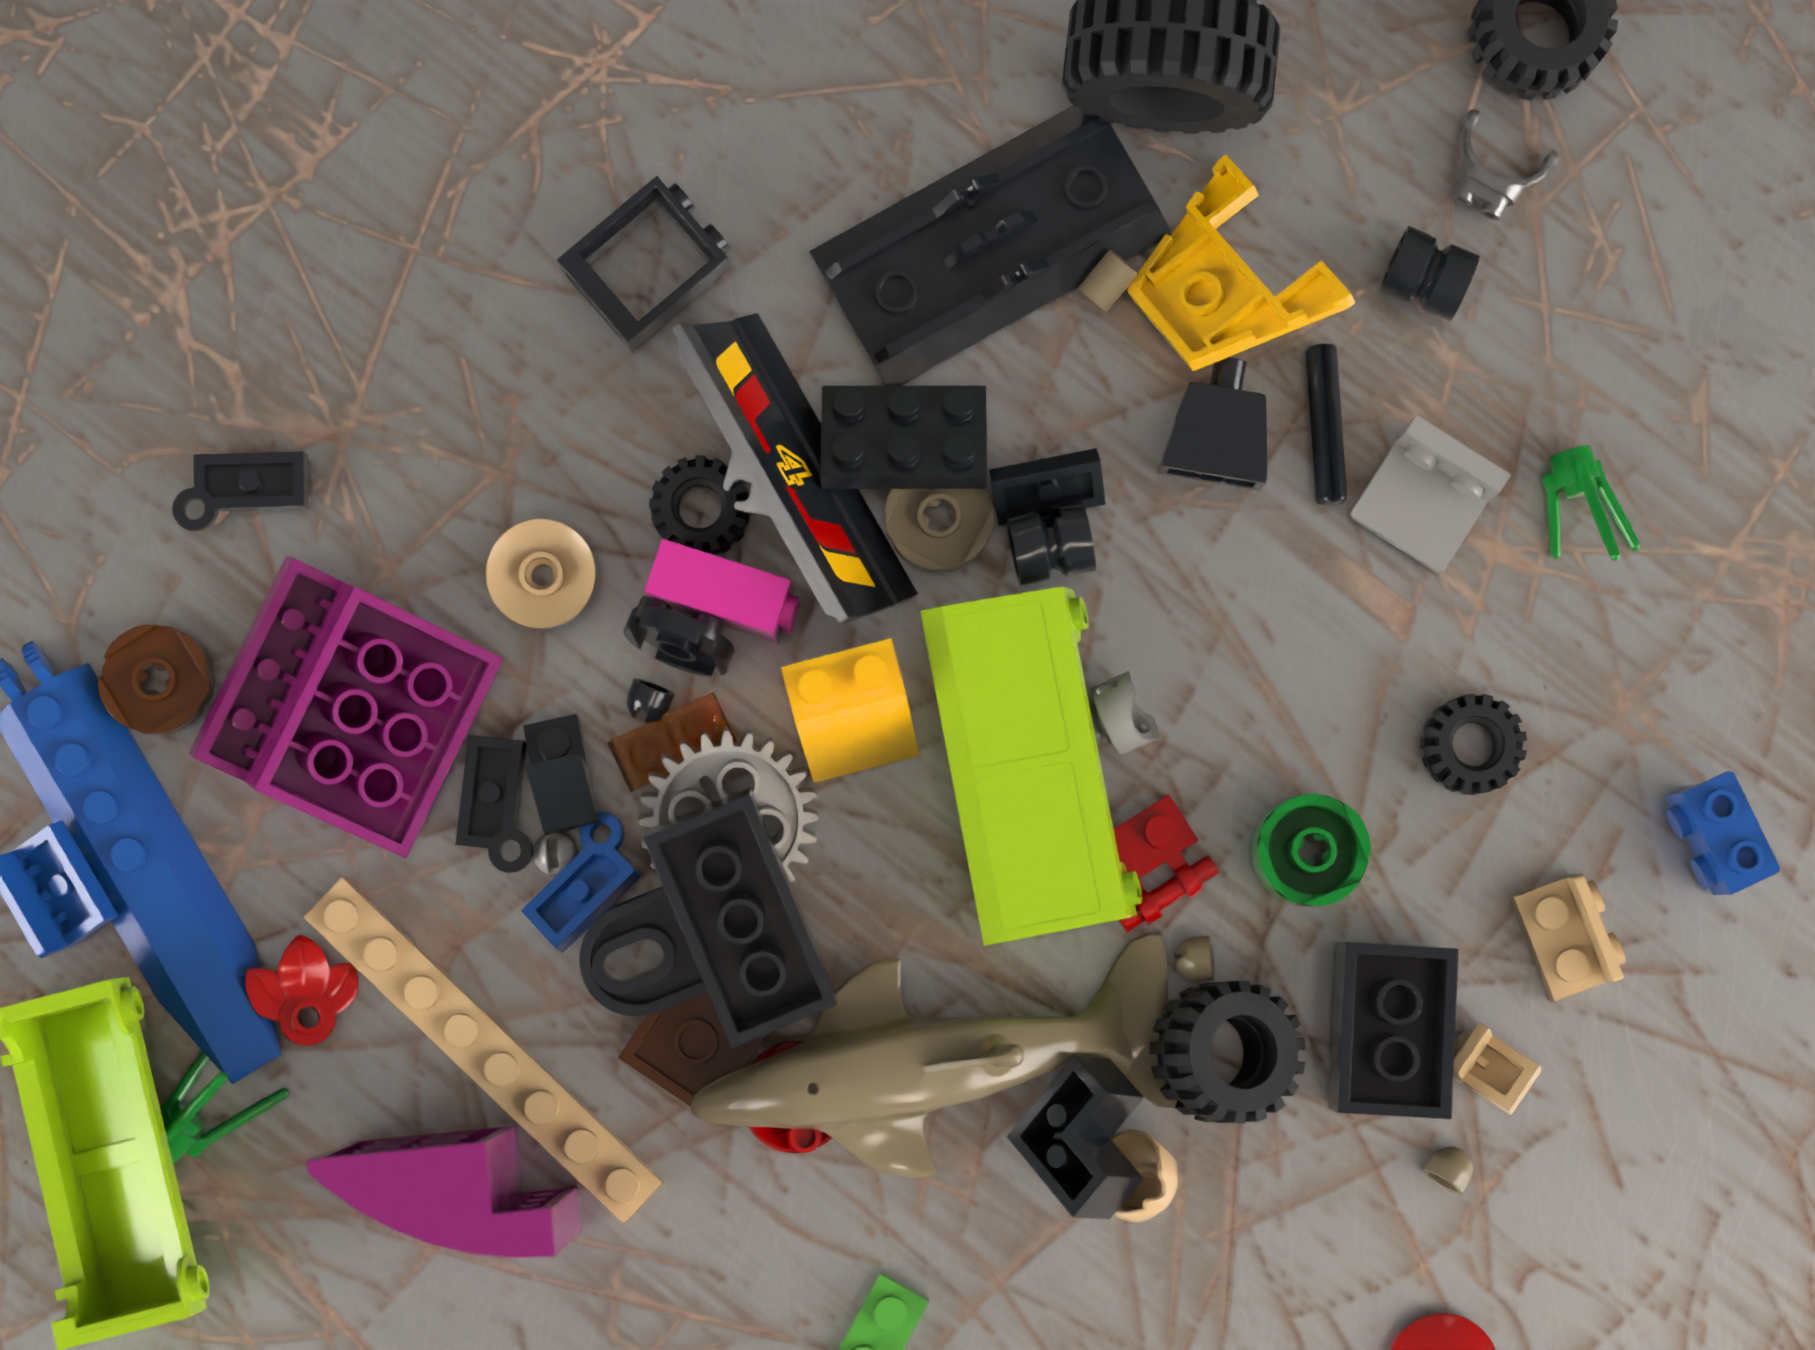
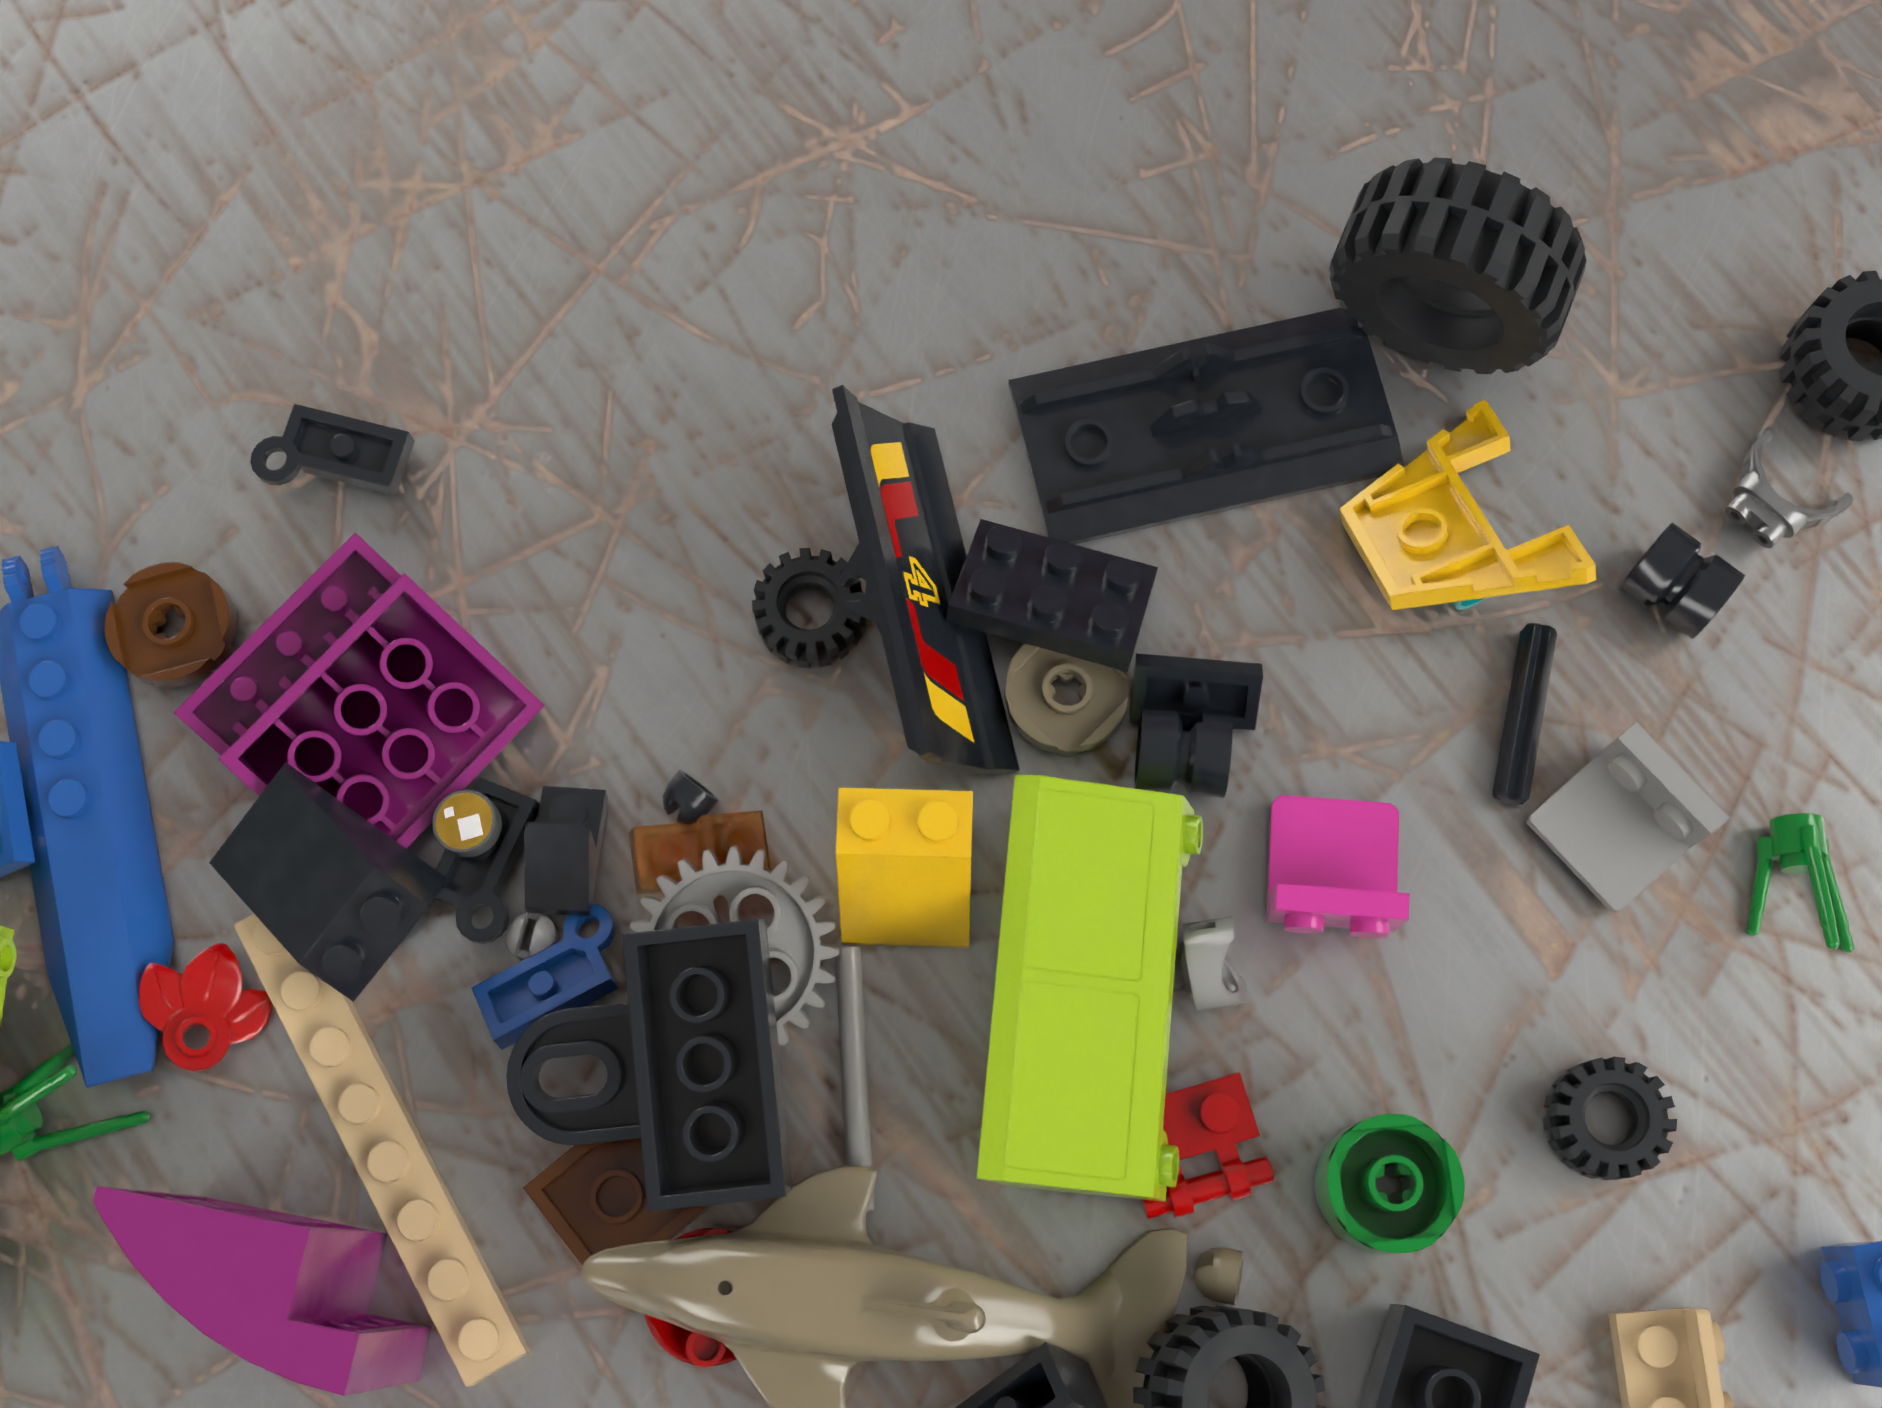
camera: 20 degrees right, 10 degrees down
(376, 861) = (325, 881): none -> black slope
(473, 777) = (467, 823): none -> tile
(523, 551) = (606, 602): tan dish -> none
(677, 206) = (811, 298): black window -> none
(681, 640) = (747, 739): black plate -> none
(728, 590) = (803, 698): dark pink brick -> none
(852, 874) = (853, 1059): none -> light grey bar
(1108, 280) = (1322, 493): dark tan hinge -> none
(1201, 601) = (1334, 866): none -> dark pink bracket
(1219, 431) = (1404, 687): black torso -> none

